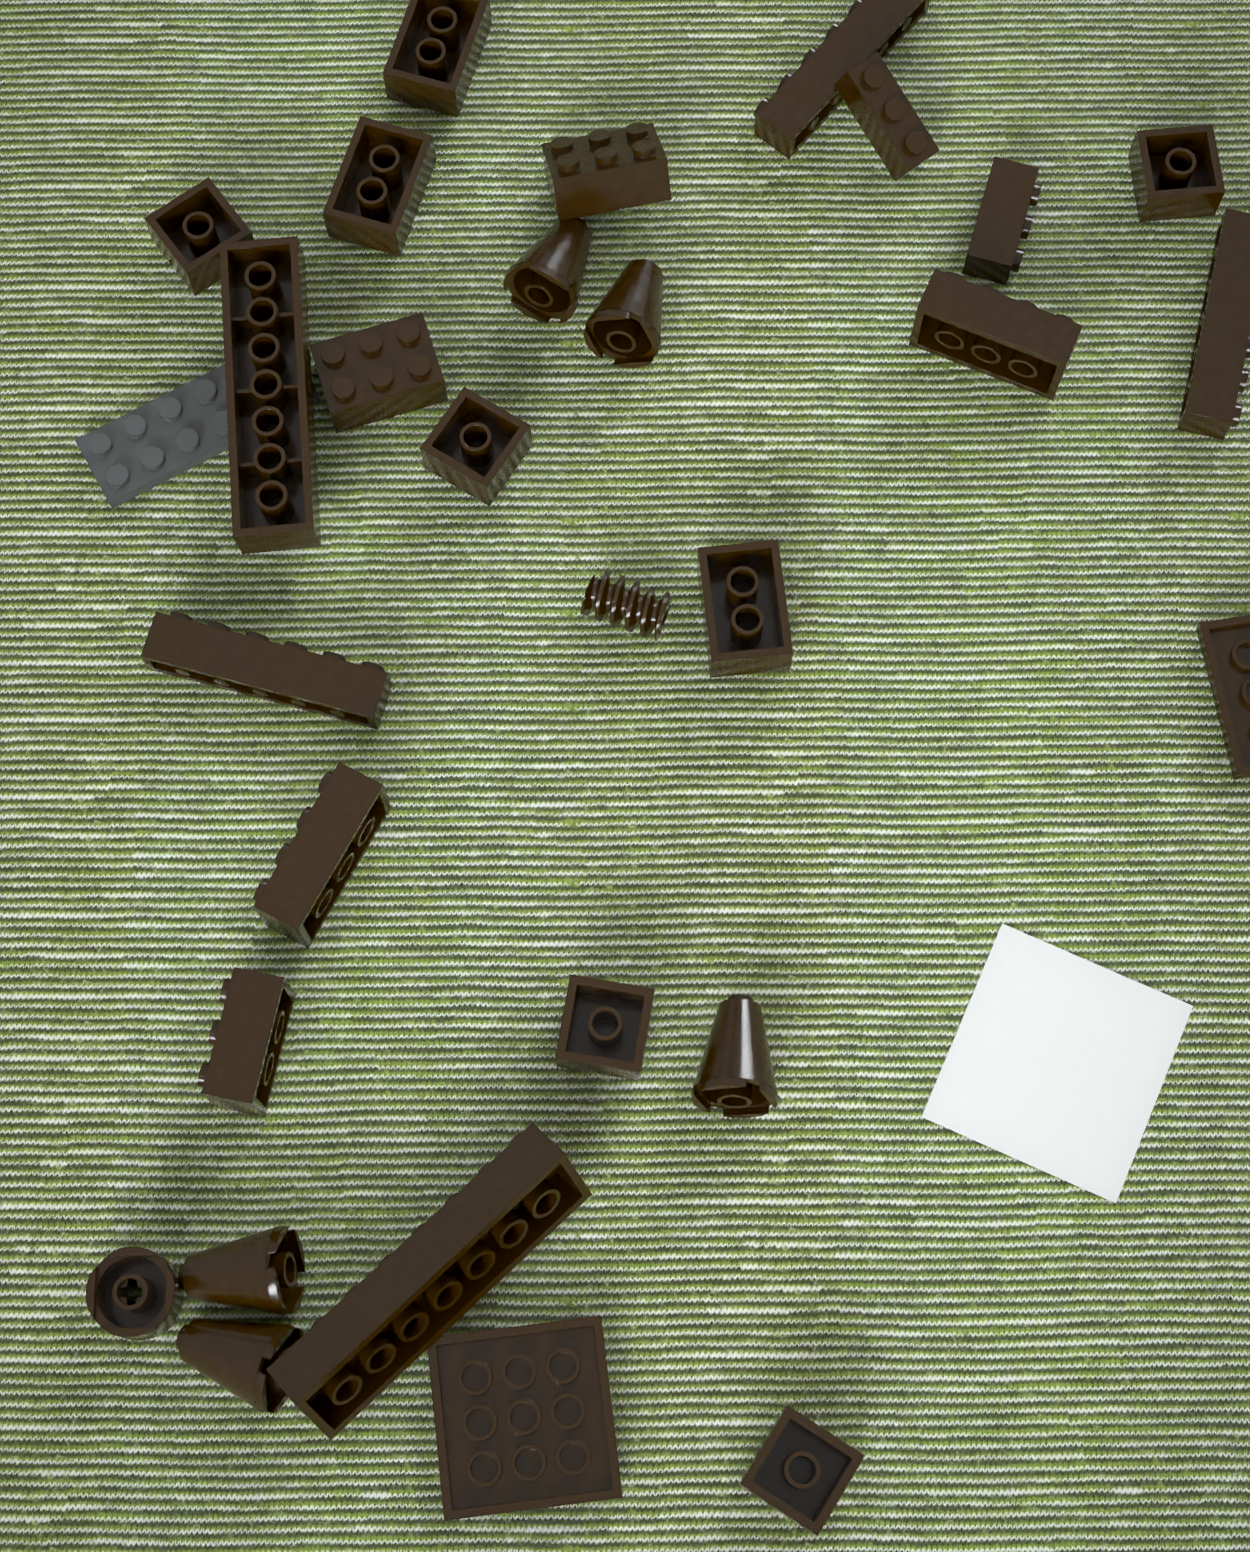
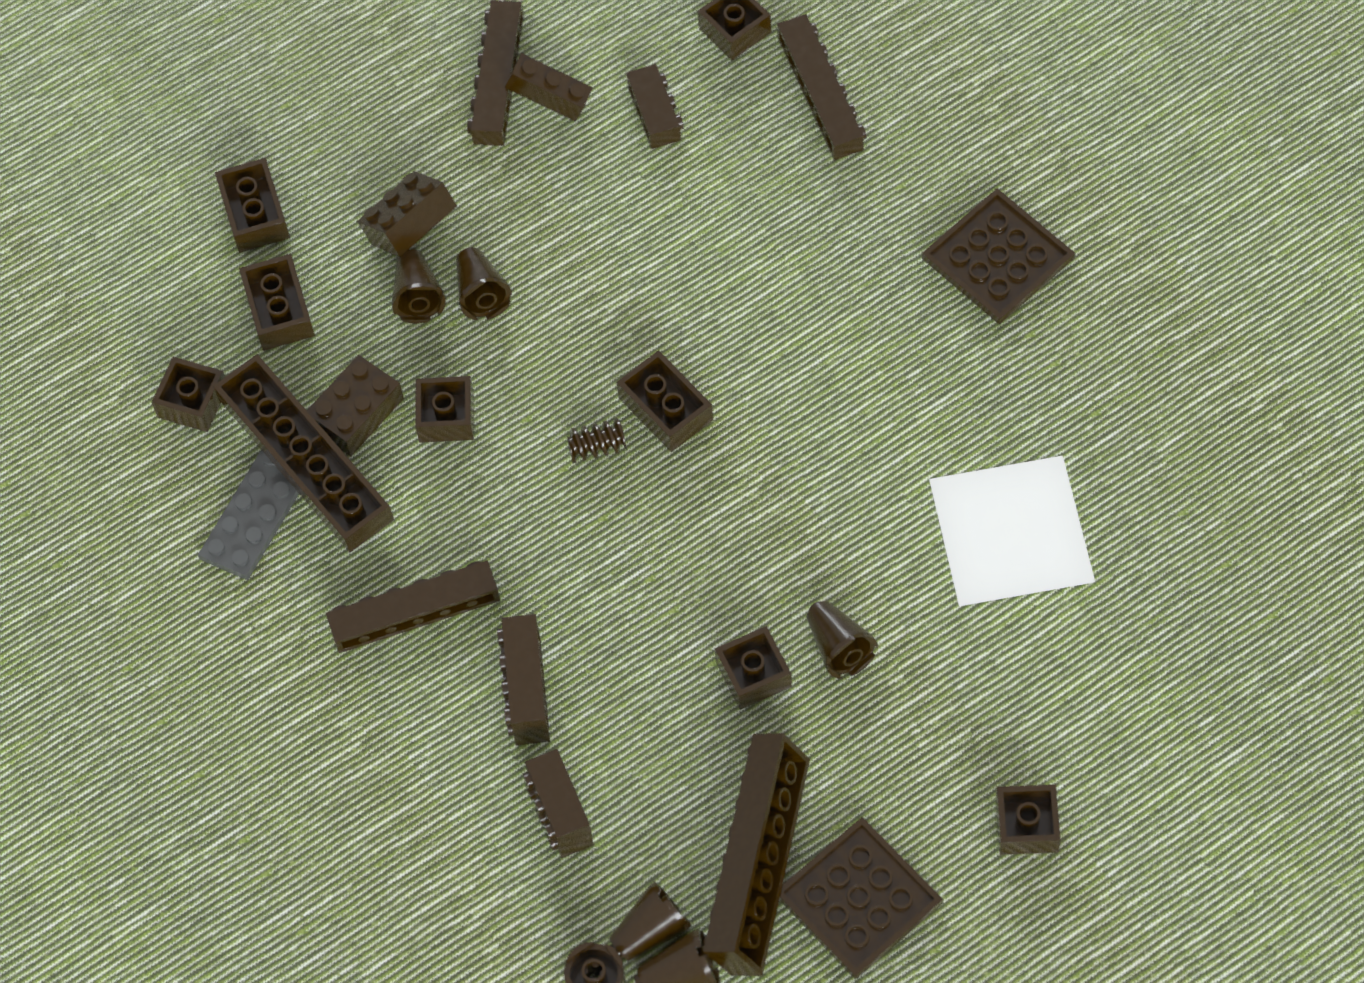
camera: 30 degrees left, 10 degrees down
(994, 333) = (697, 168): dark brown brick -> none

